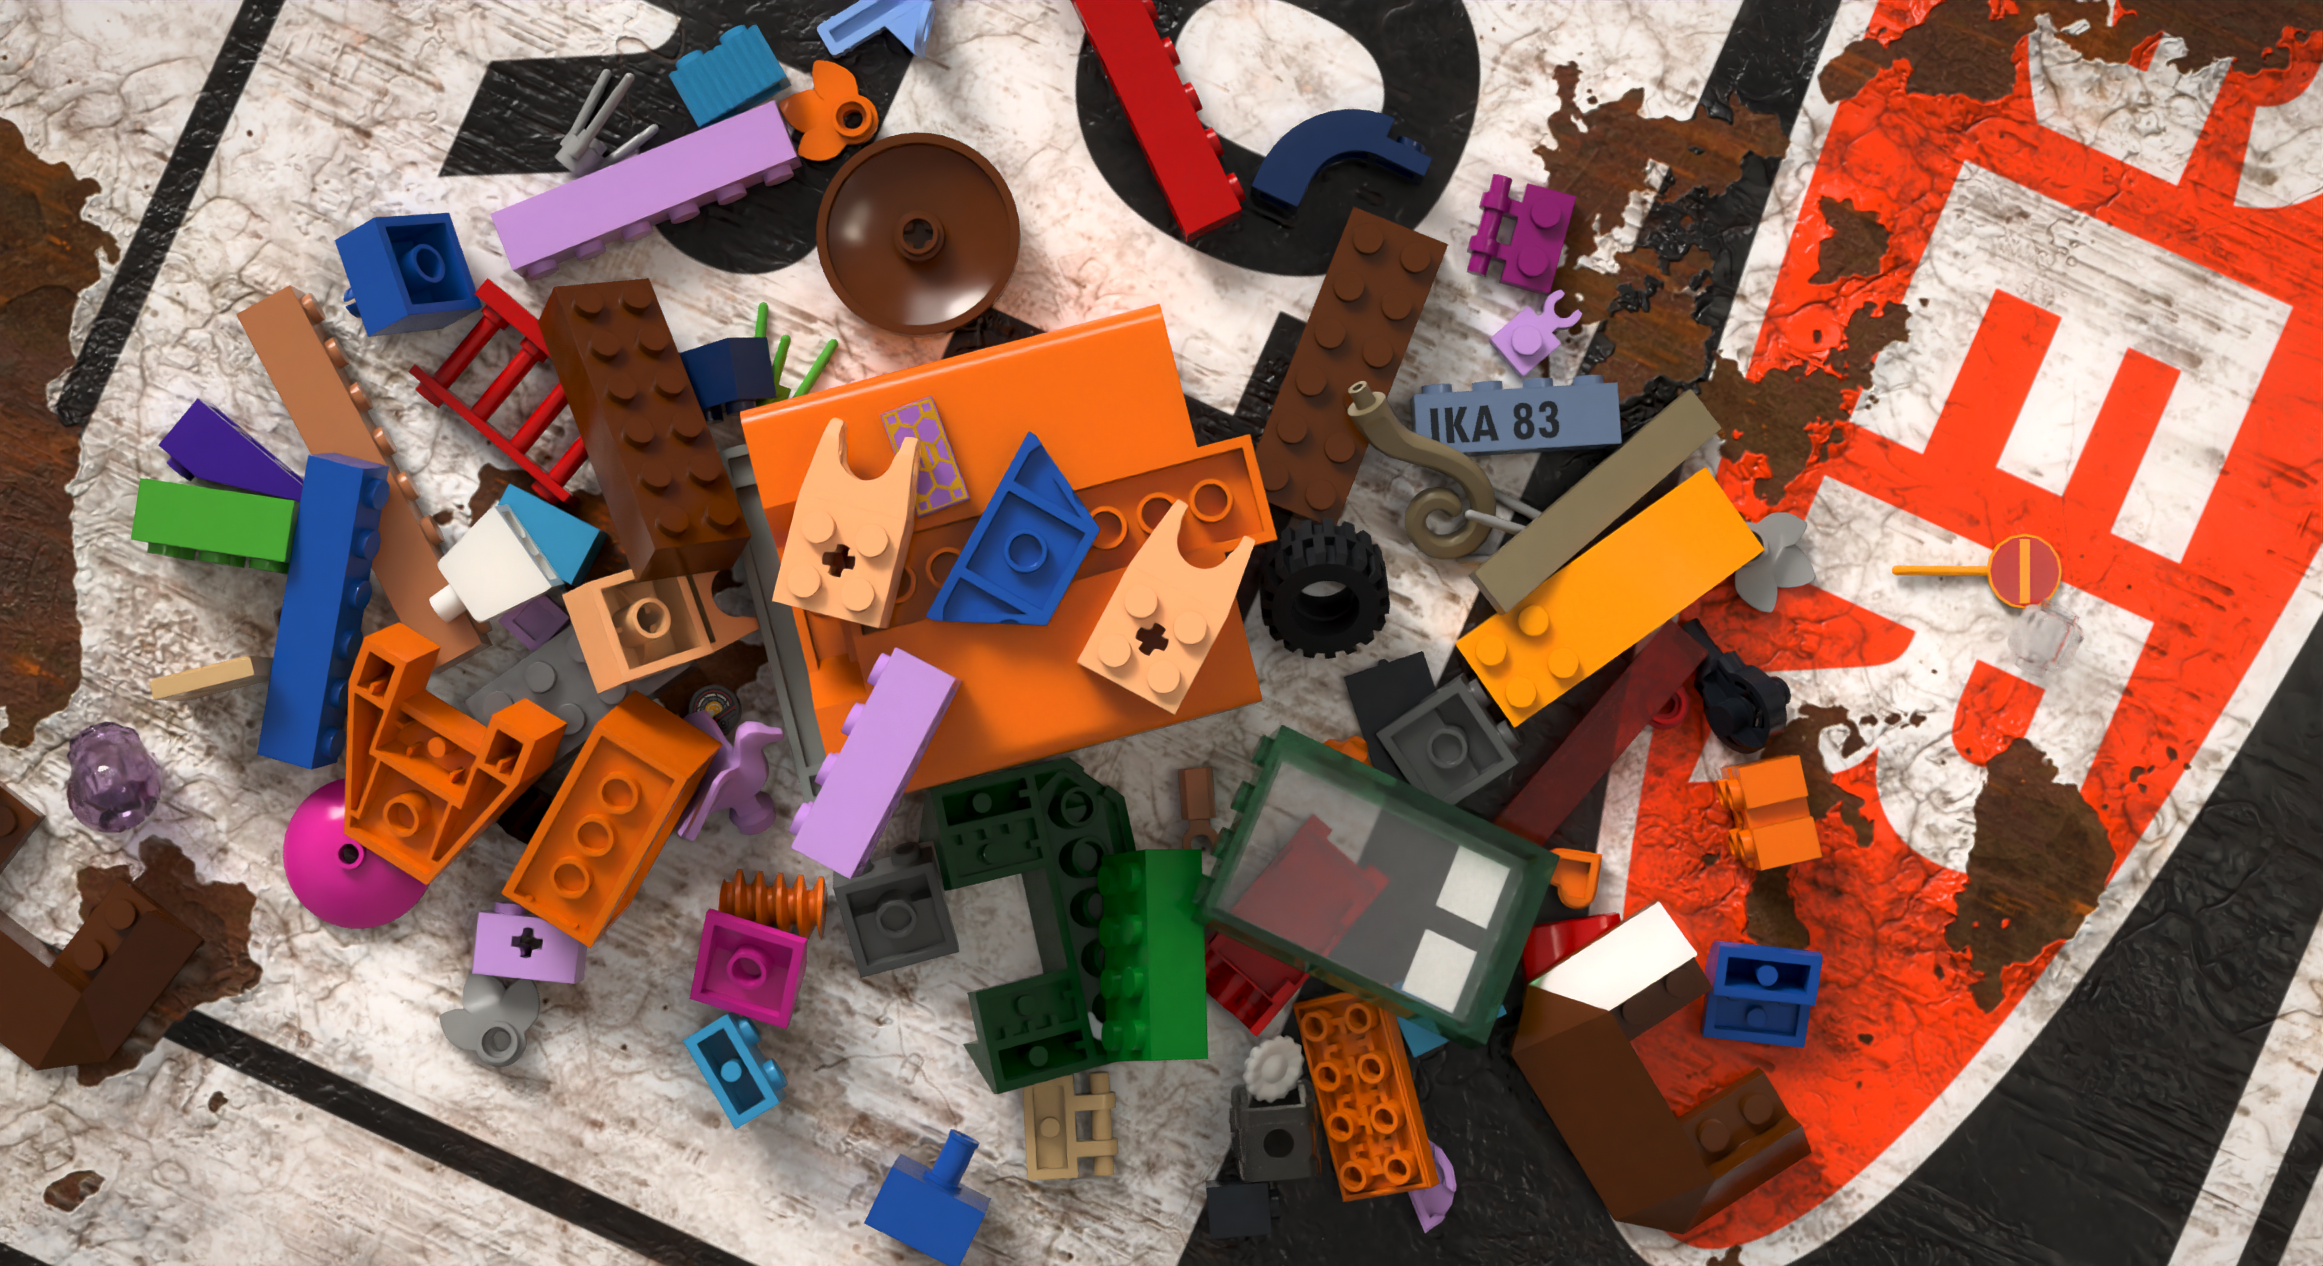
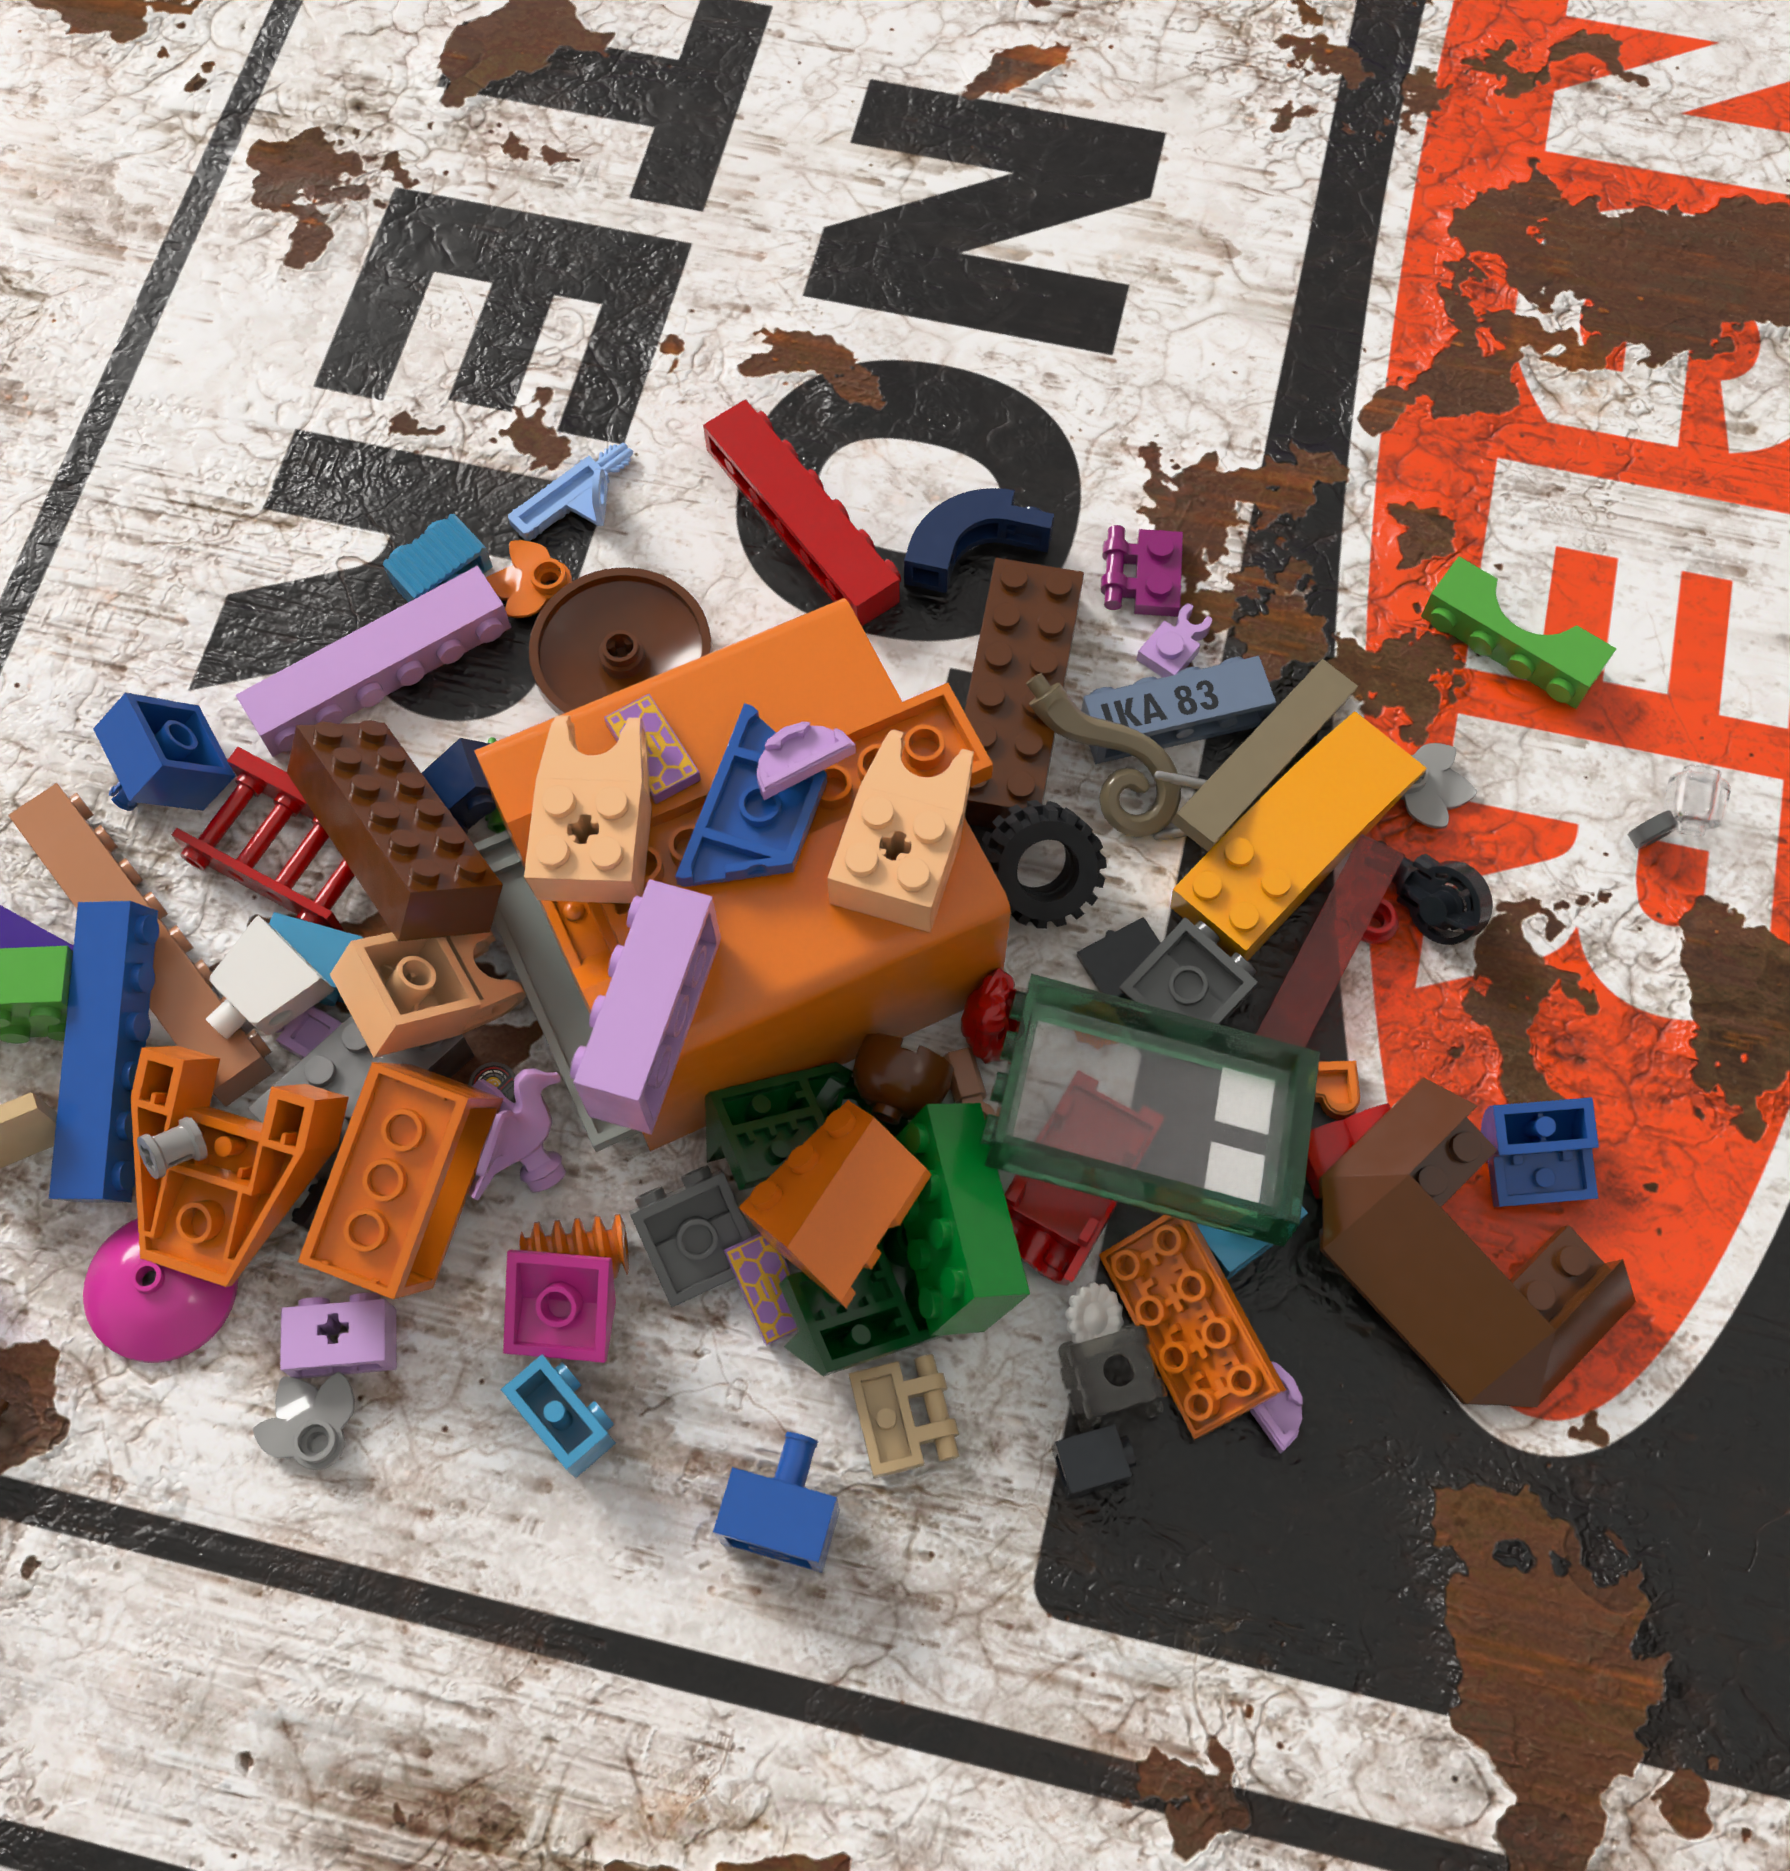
camera: 10 degrees left, 20 degrees down
(387, 747) = (172, 1147): none -> light grey bush
(581, 149) = (316, 635): light grey plant -> none
(954, 971) = (758, 1274): none -> medium lavender tile
(1038, 930) = (837, 1199): none -> orange wedge
(1073, 510) = (798, 754): none -> lavender plate
(1126, 797) = (899, 1079): none -> reddish brown cylinder
(1231, 745) = (987, 1014): none -> red hair
(1768, 812) = (1500, 983): orange brick -> none
(1869, 357) = (1558, 663): none -> bright green arch
(1989, 662) = (1653, 830): none -> dark grey tile
(2018, 570) = (1648, 755): piece -> none

